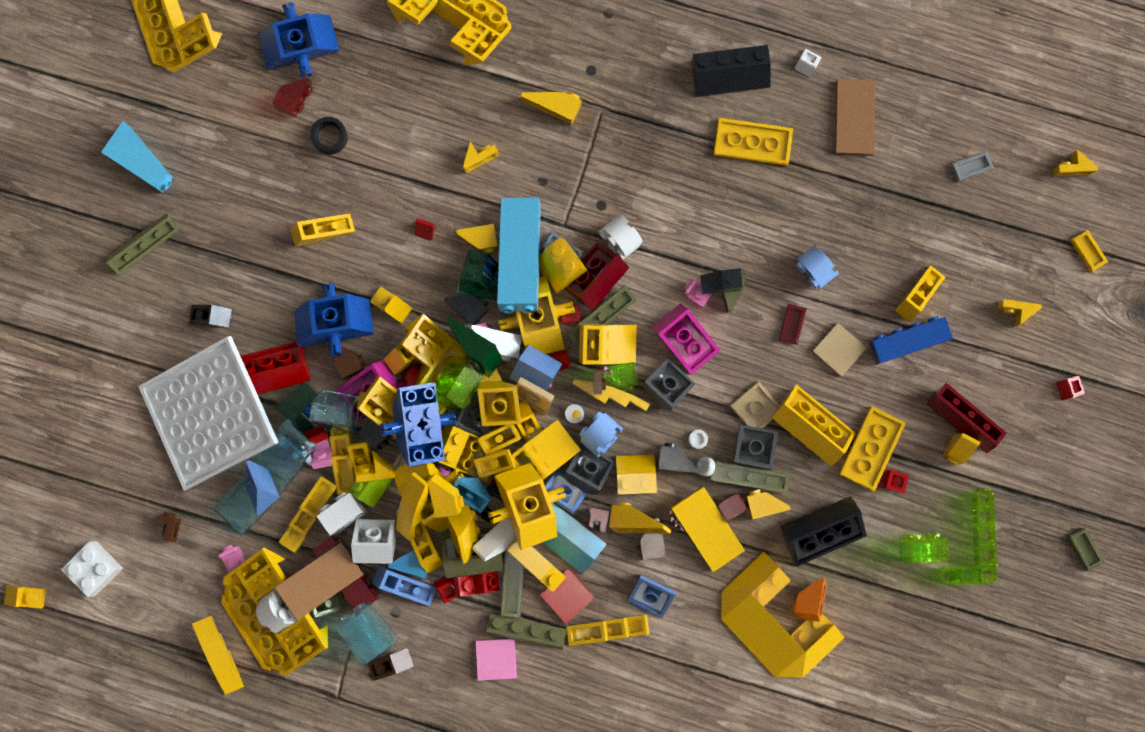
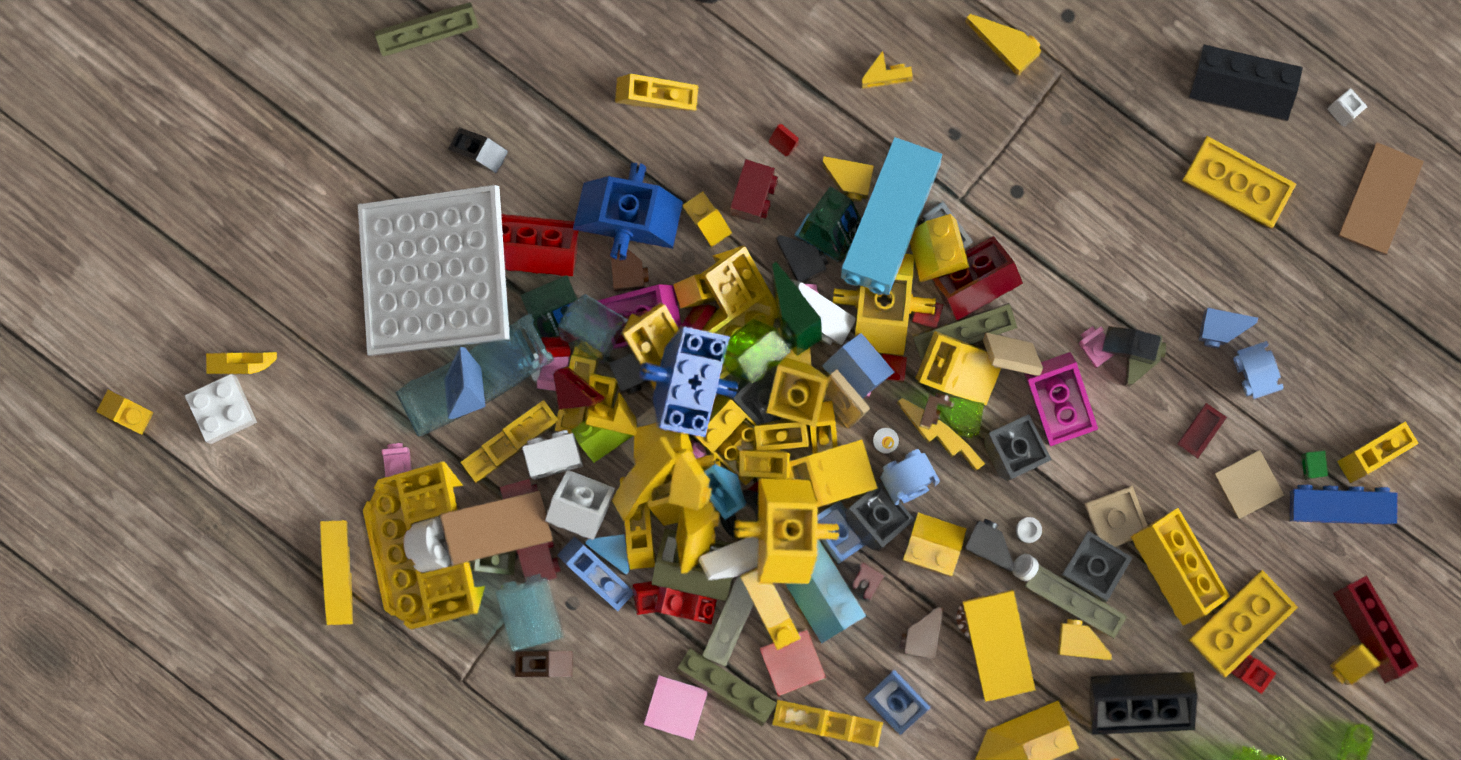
camera: 25 degrees right, 0 degrees up
(93, 530) = (238, 362): none -> yellow slope
(171, 529) = (334, 397): reddish brown bracket -> none
(338, 461) = (573, 390): none -> dark red slope
(415, 273) = (752, 192): none -> dark red brick
(621, 237) = (1026, 241): white brick -> none
(630, 520) = (907, 598): yellow slope -> none
(640, 320) = (1012, 354): none -> tan tile
(732, 506) = (1040, 629): dark red brick -> none
(779, 246) = (1222, 326): none -> medium blue slope
(879, 318) = (1314, 465): none -> green slope

